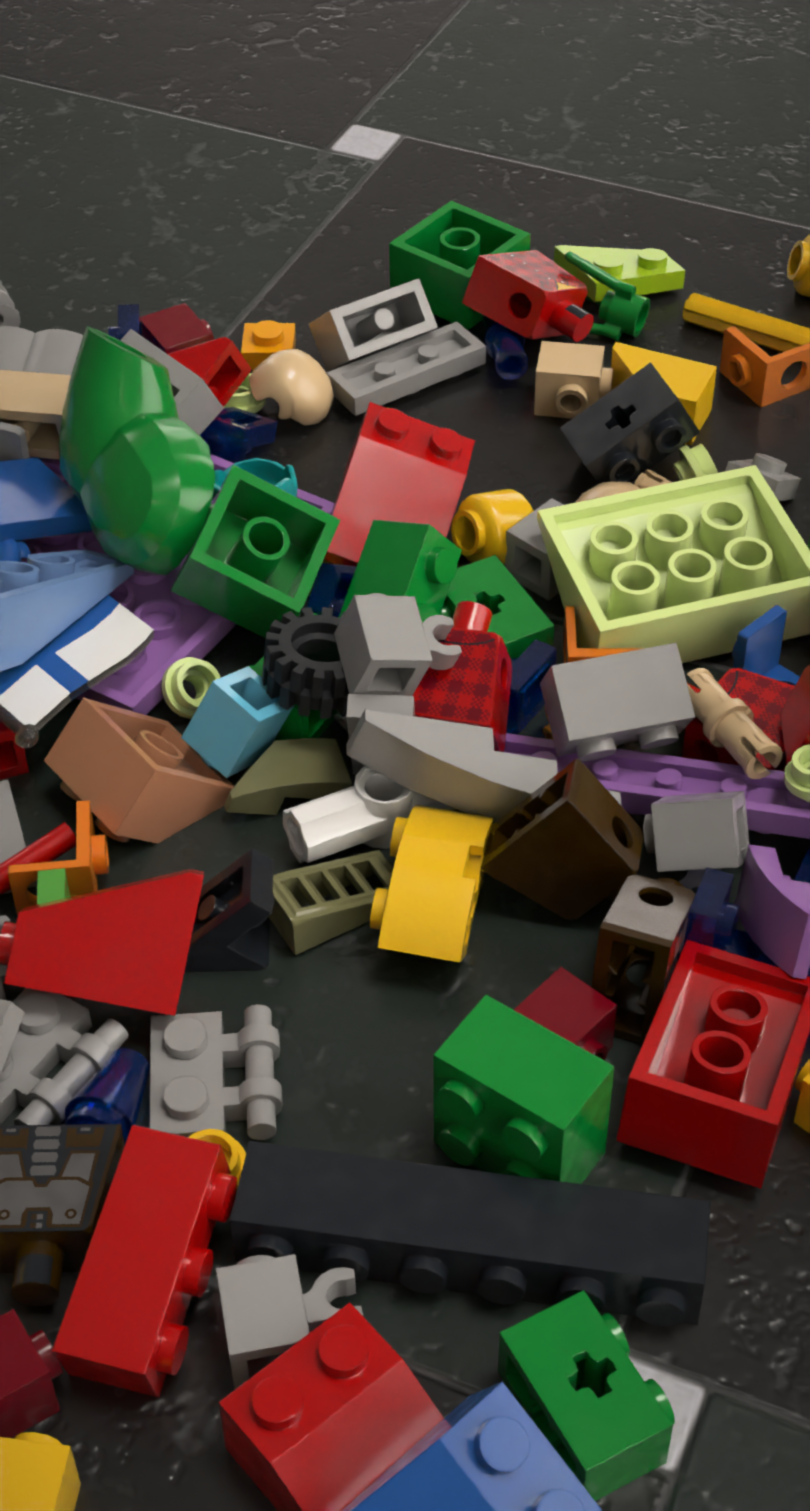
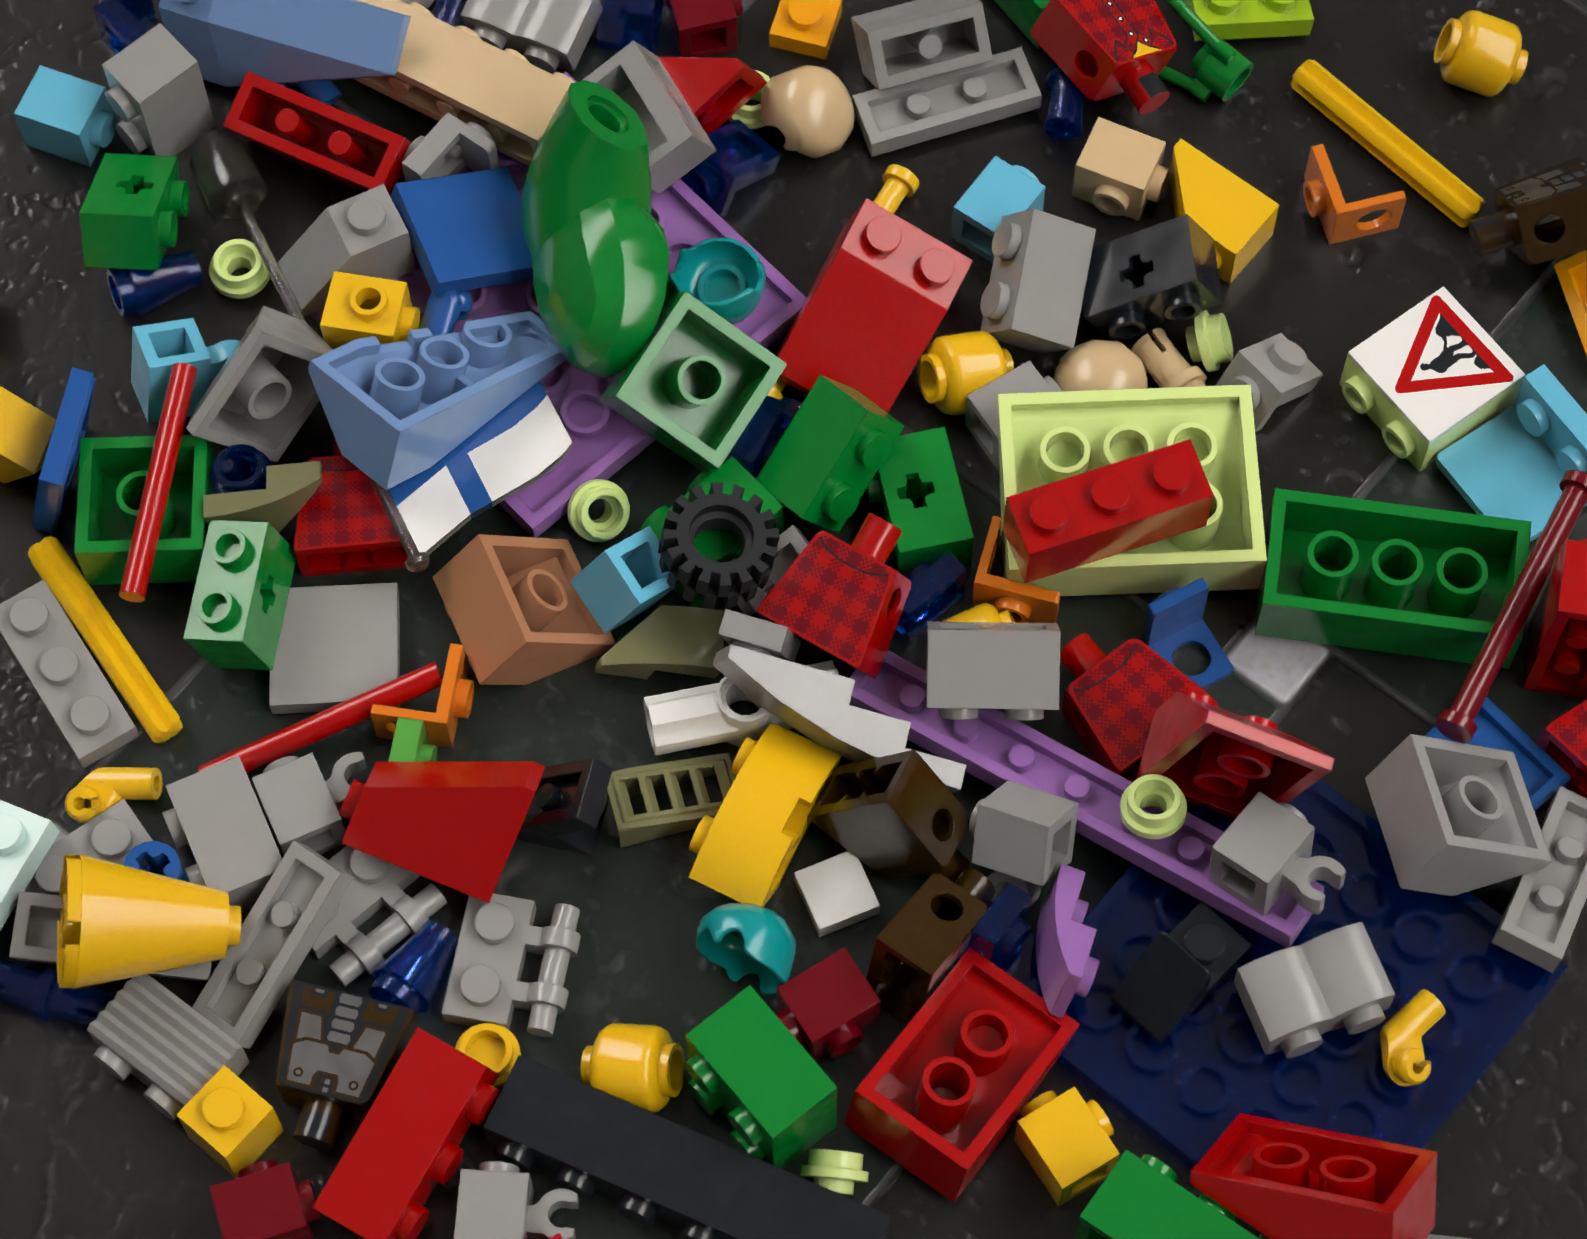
camera: 15 degrees right, 20 degrees up
(377, 1124) = (635, 1064): none -> yellow head
(388, 647) = (777, 568): light grey brick -> none
(449, 984) = (748, 942): none -> teal hair
(485, 415) = (995, 193): none -> medium azure brick
(528, 942) = (836, 893): none -> white tile
(536, 444) = (1037, 281): none -> light grey brick
(628, 1172) = (835, 1169): none -> yellowish green plate
(675, 557) = (1107, 511): none -> red brick
(731, 725) = (1094, 717): tan pin -> none

